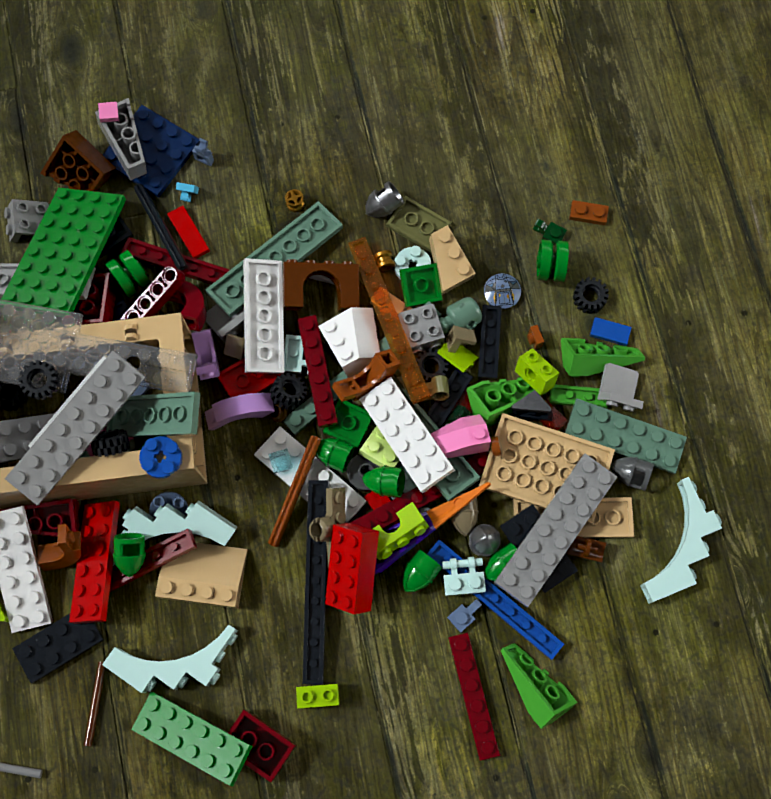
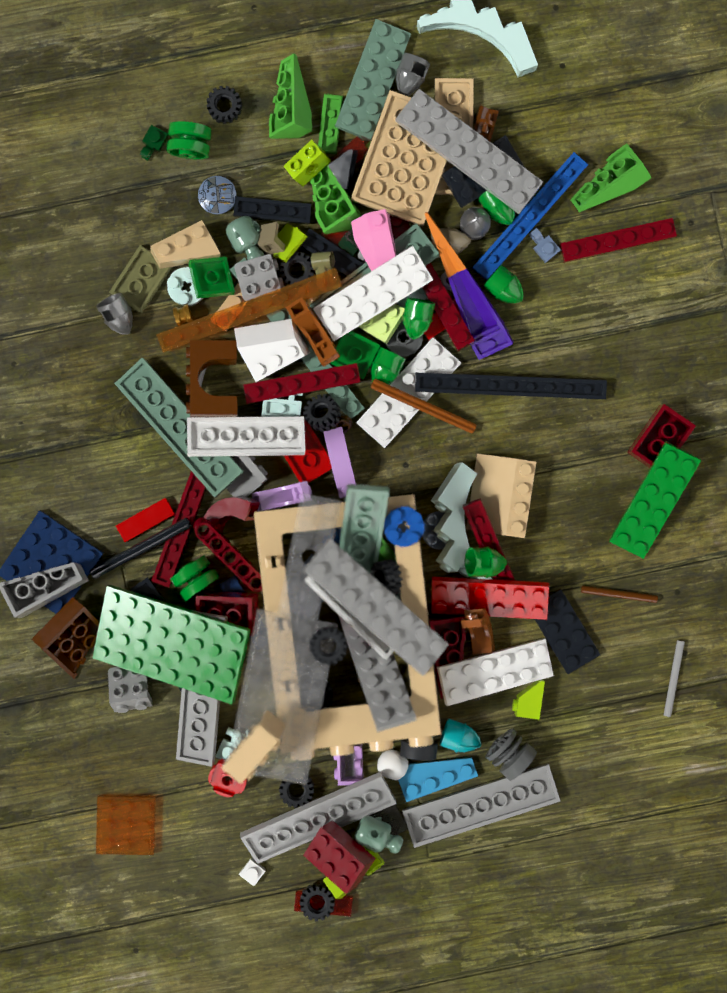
camera: 95 degrees left, 15 degrees up
(108, 112) = (15, 602): bright pink tile -> none
(186, 190) = (98, 522): medium azure tile -> none
(200, 665) = (587, 495): light aqua arch -> none
(202, 153) = (57, 505): sand blue plate -> none
(234, 346) = (275, 466): dark tan panel -> none
(280, 461) = (393, 420): clear light blue tile -> none
(294, 196) = (109, 407): pearl gold wheel -> none
(317, 696) = (617, 384): lime brick -> none
(321, 528) = (463, 369): dark tan plate -> none
(352, 568) = (503, 348): red brick -> none
(411, 525) = (462, 290): lime arch -> none
(463, 583) = (516, 244): light aqua plate -> none
(495, 446) = (389, 206): dark orange tile -> none
(534, 337) = (268, 163): dark orange plate -> none
(588, 212) = (131, 101): dark orange plate -> none
(610, 331) = (262, 87): blue tile -> none
(619, 387) = (325, 82): light grey bracket -> none

